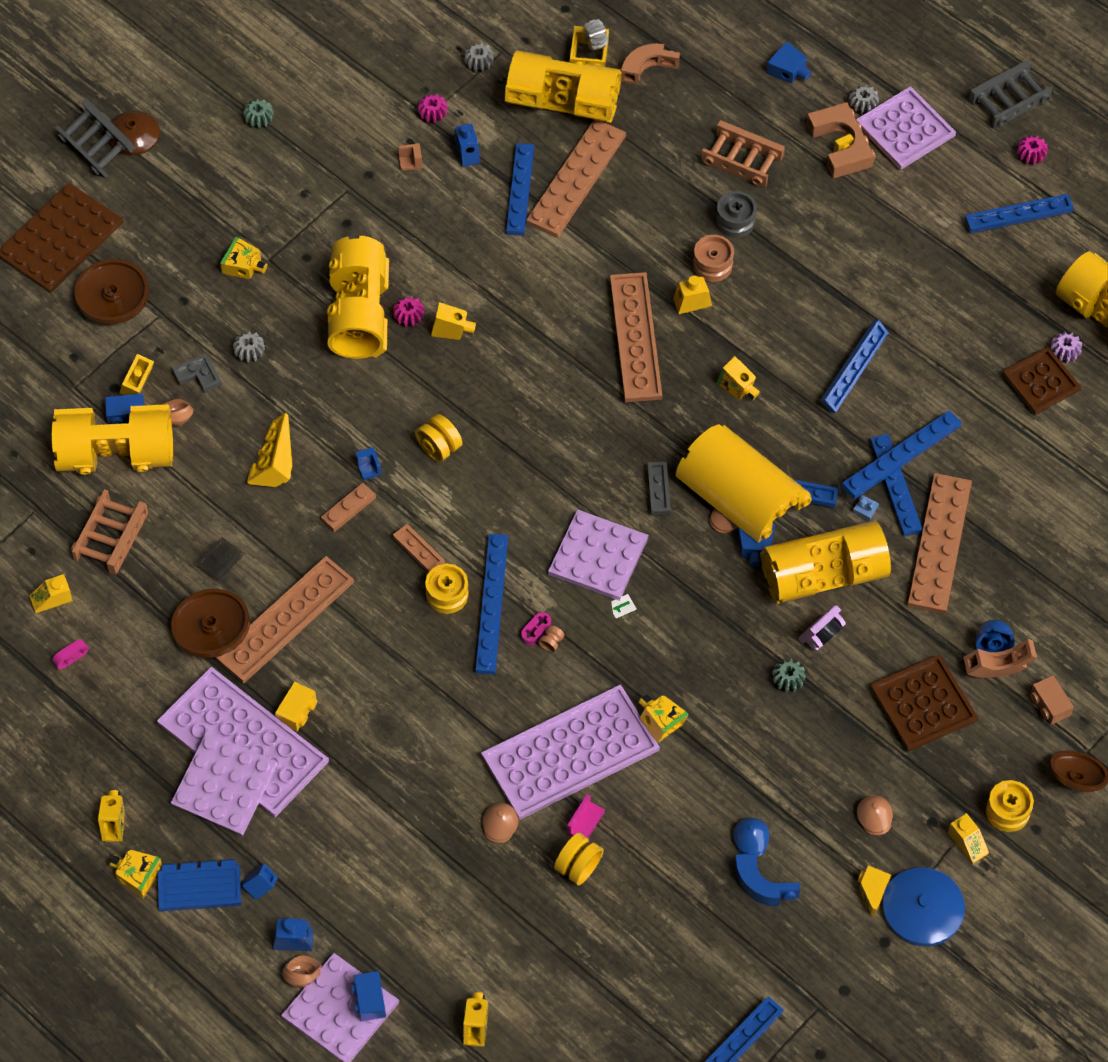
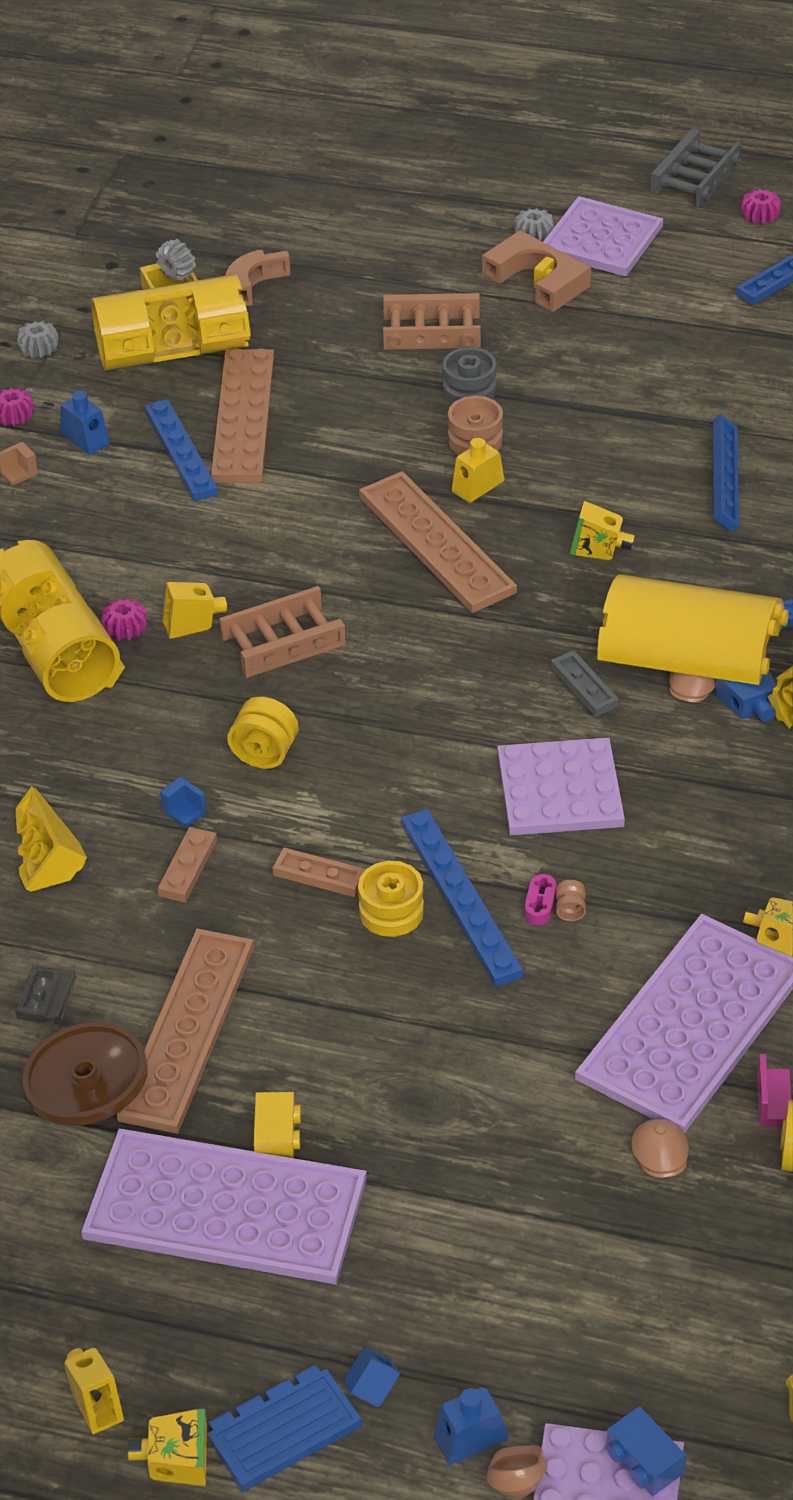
camera: 25 degrees left, 15 degrees down
(224, 783) = (236, 1268): lavender plate -> none
(498, 380) = (289, 648): none -> nougat fence
(623, 606) = (633, 831): white sticker -> none
(788, 64) = (422, 224): blue torso -> none

